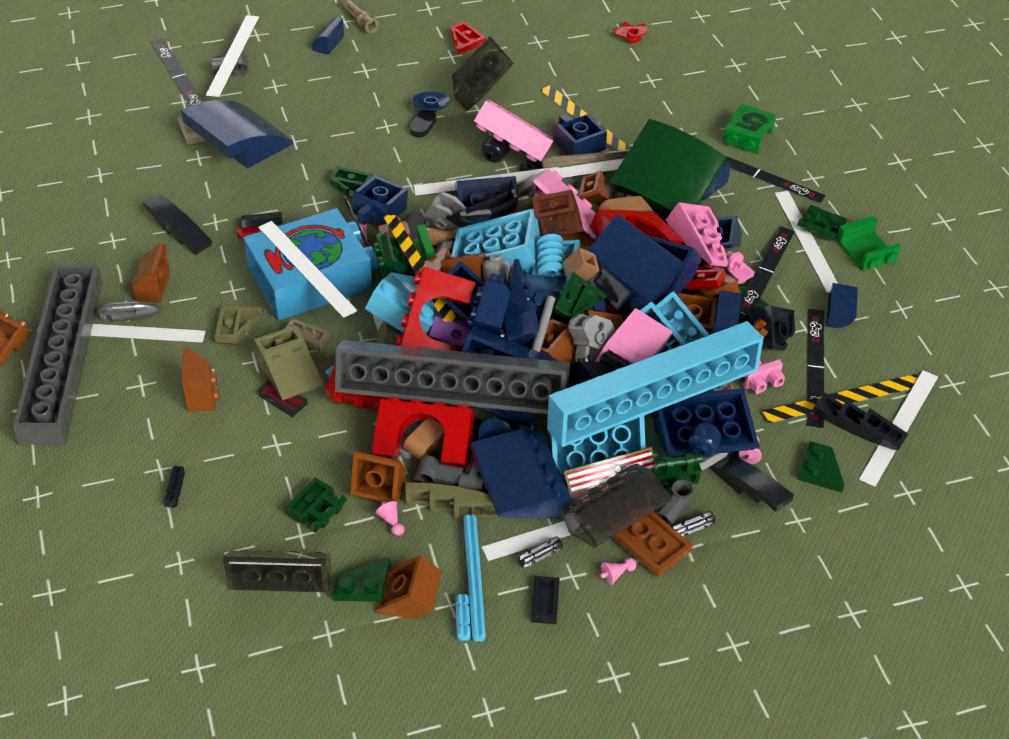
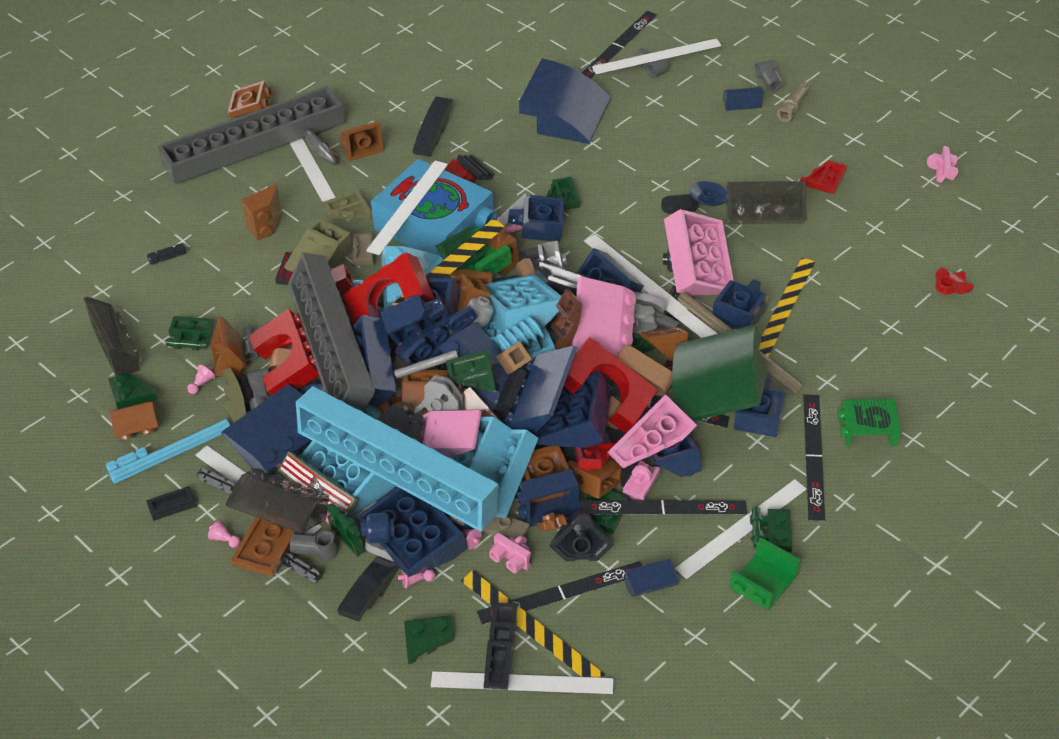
camera: 65 degrees right, 0 degrees up
(309, 11) = (768, 72): none -> dark grey piece

